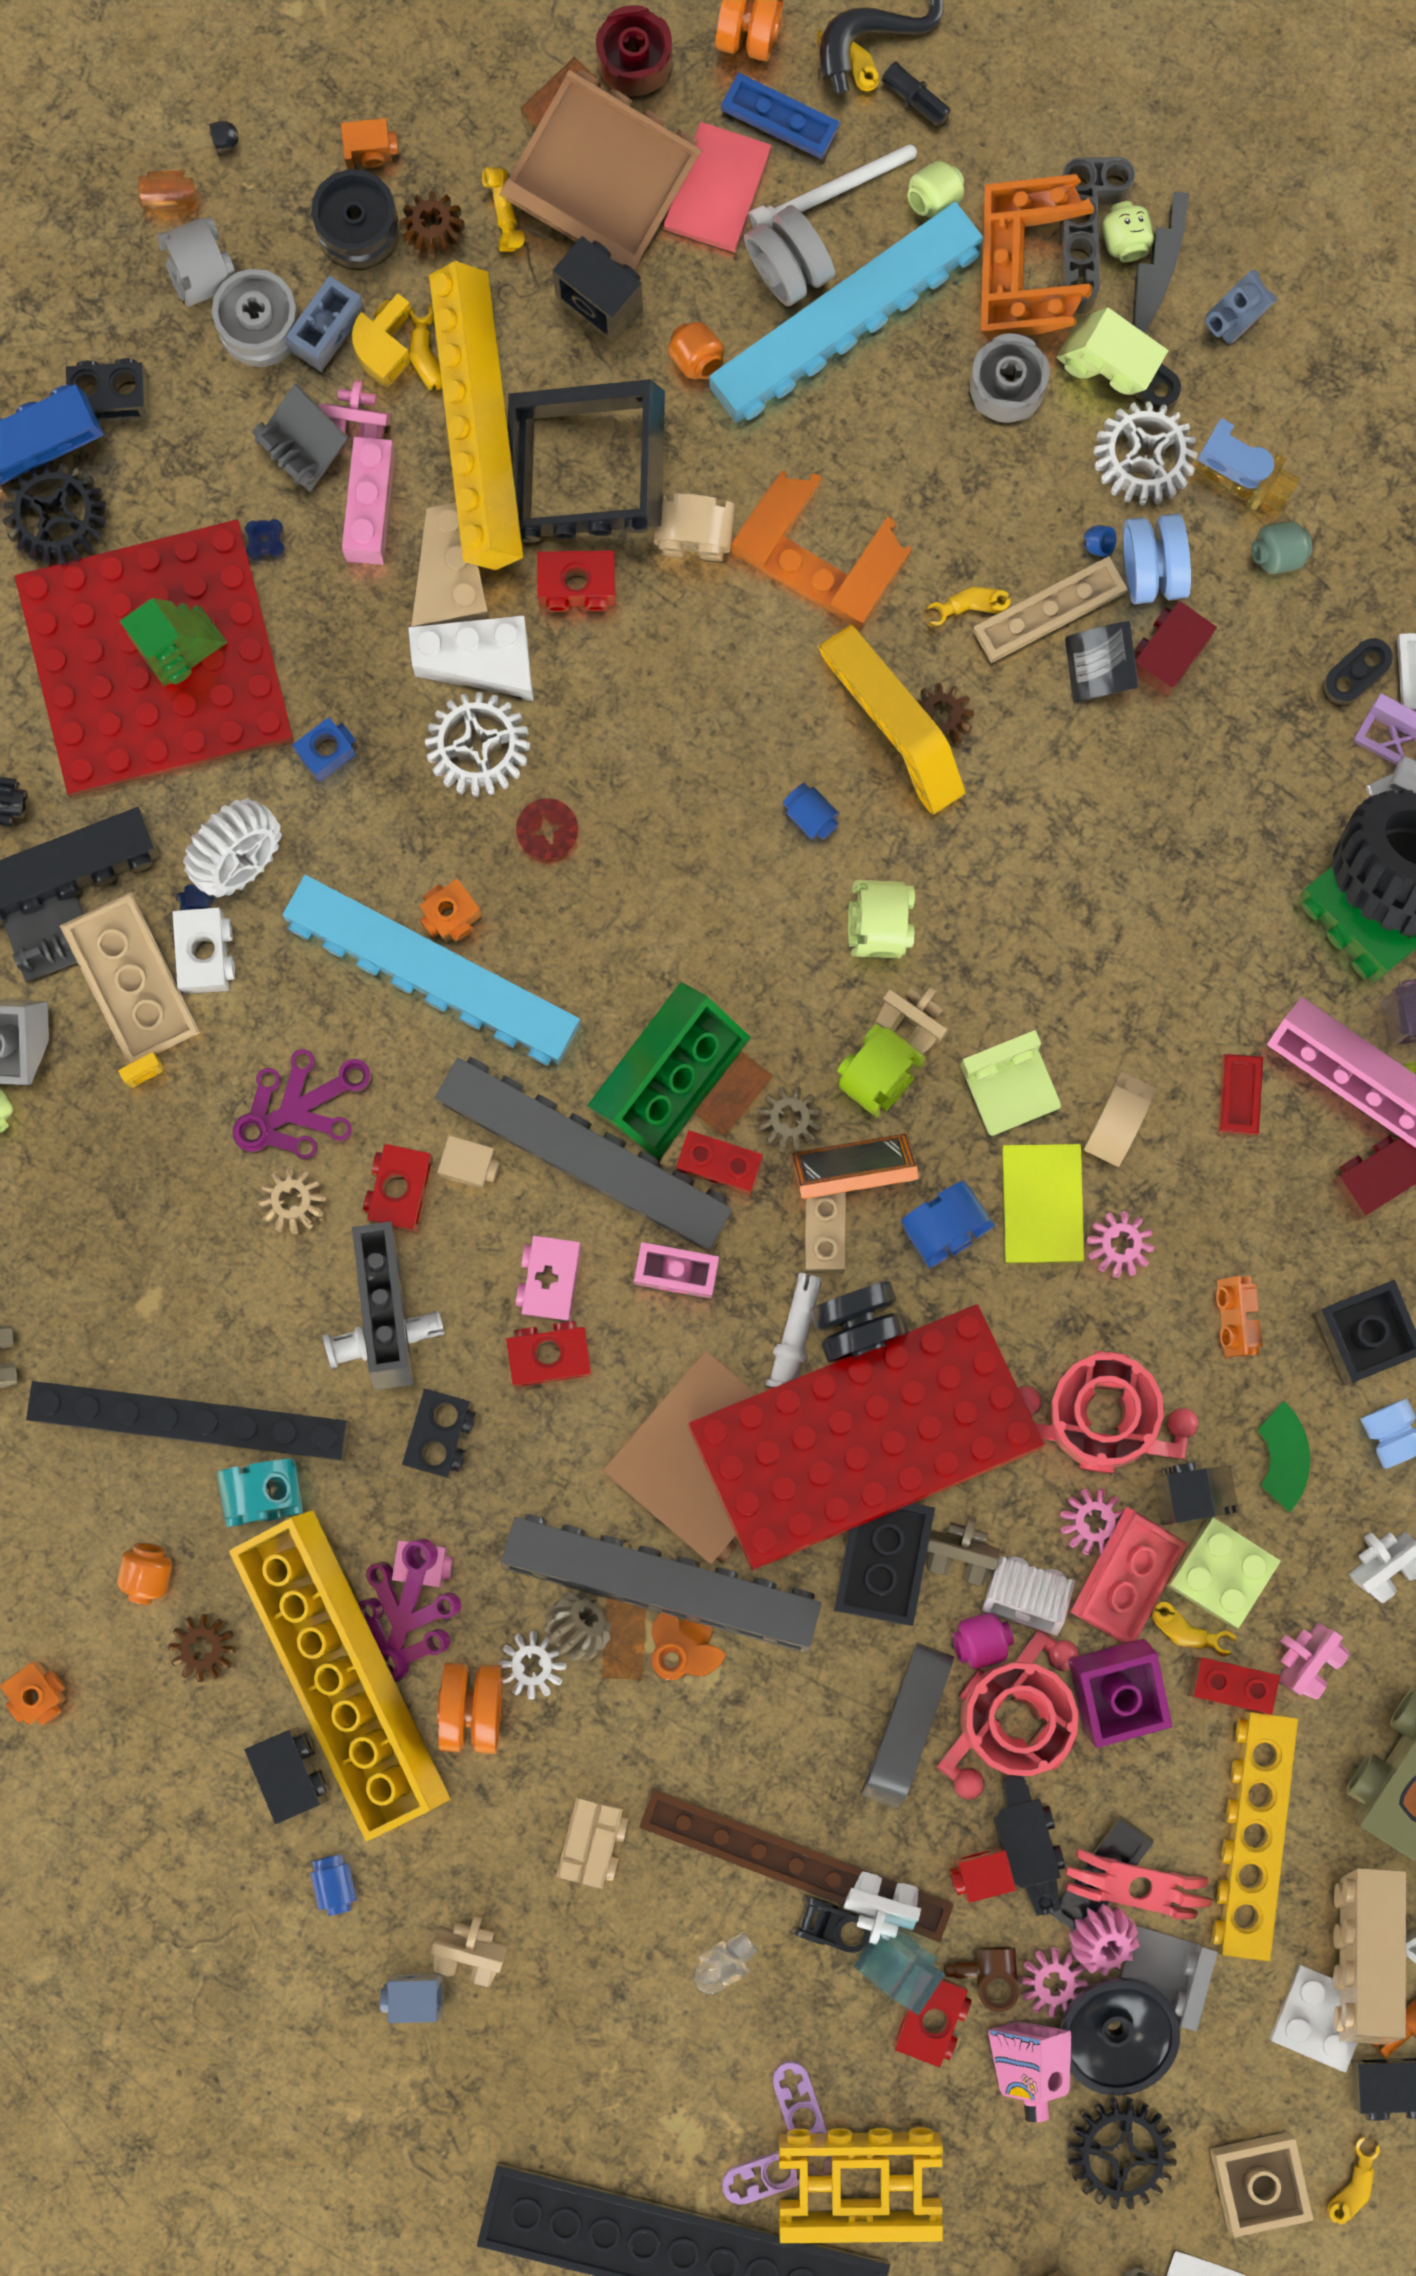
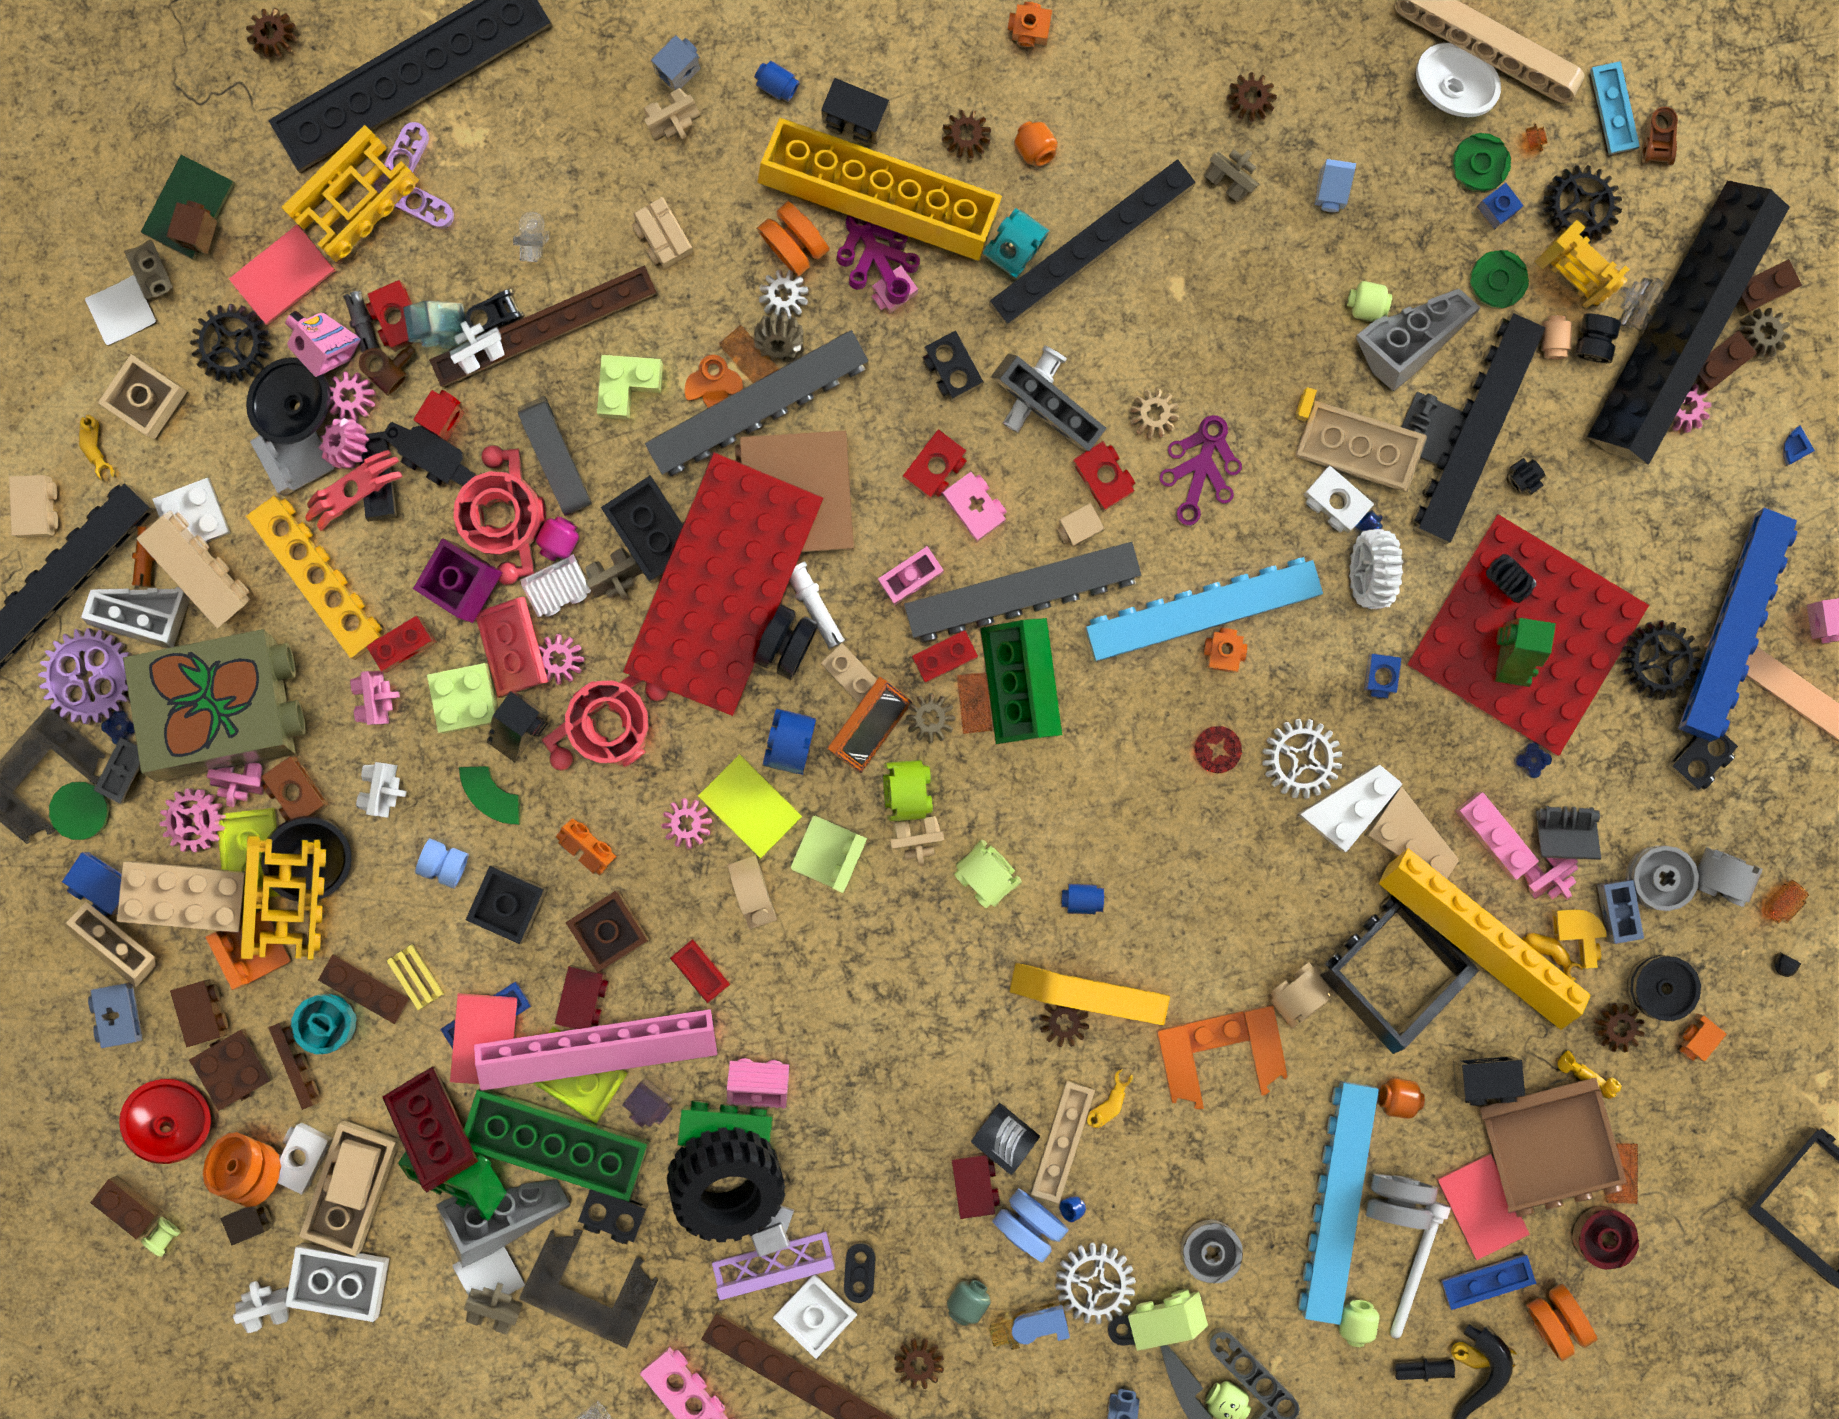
camera: 135 degrees right, 5 degrees up
(116, 716) = (1511, 578): none -> black gear
(557, 567) = (1355, 897): red brick -> none
(771, 1739) = (620, 377): none -> yellowish green brick
(970, 2048) = (361, 320): none -> dark grey pin
(1004, 2174) = (282, 274): none -> coral tile
(1007, 212) = (1306, 1348): orange wedge -> none
(1184, 1635) = (455, 646): yellow arm -> none
(1287, 933) = (757, 1083): none -> bright pink brick
(1295, 1213) = (607, 931): none -> reddish brown brick
(1385, 522) = (909, 1367): none -> reddish brown gear

